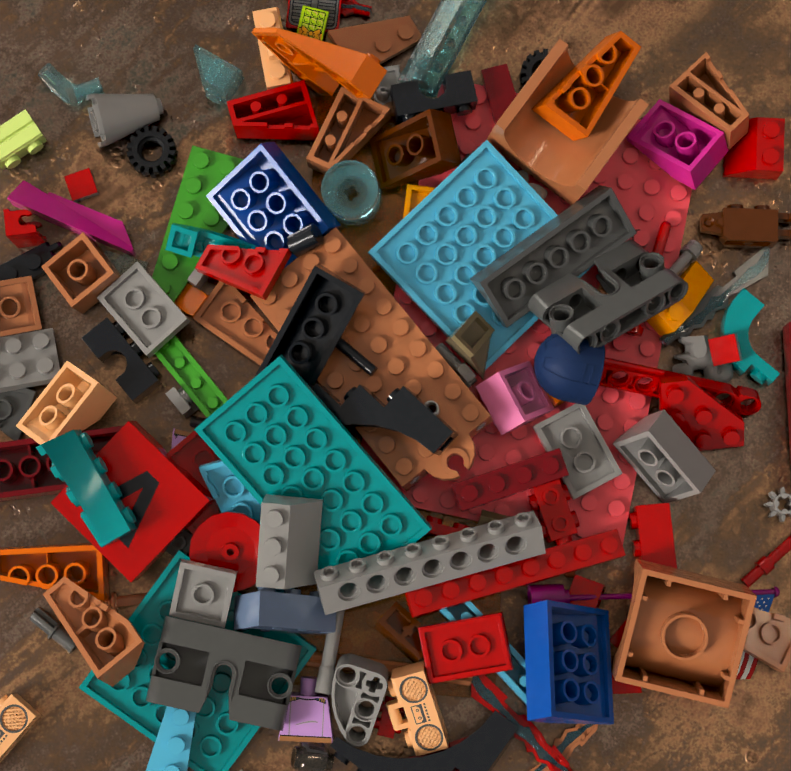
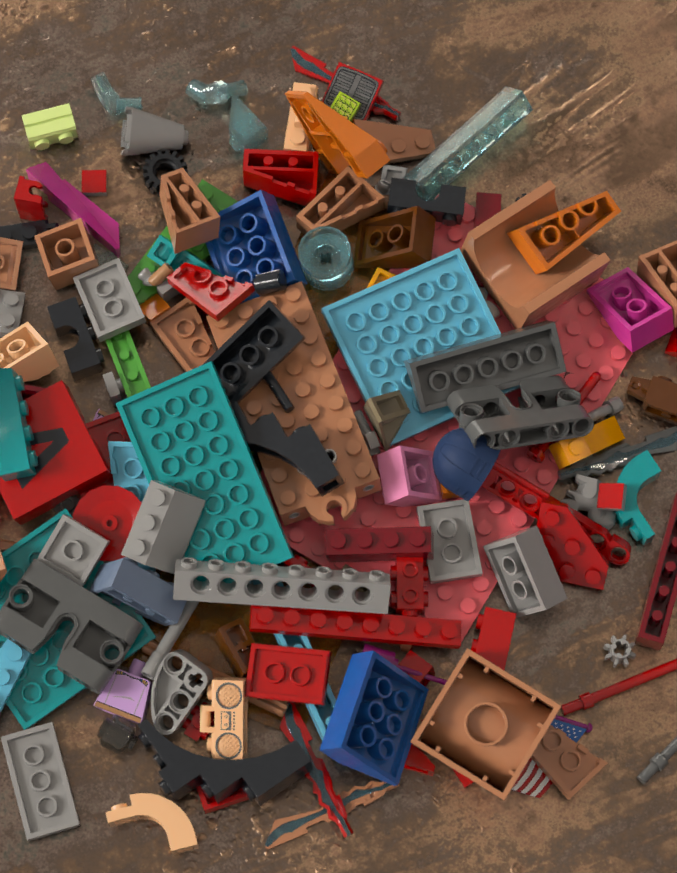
camera: 15 degrees right, 10 degrees down
(173, 47) = (215, 92): none -> clear light blue arm
(183, 270) = (157, 277): none -> medium nougat arm
(191, 190) = (187, 211): none -> nougat wedge

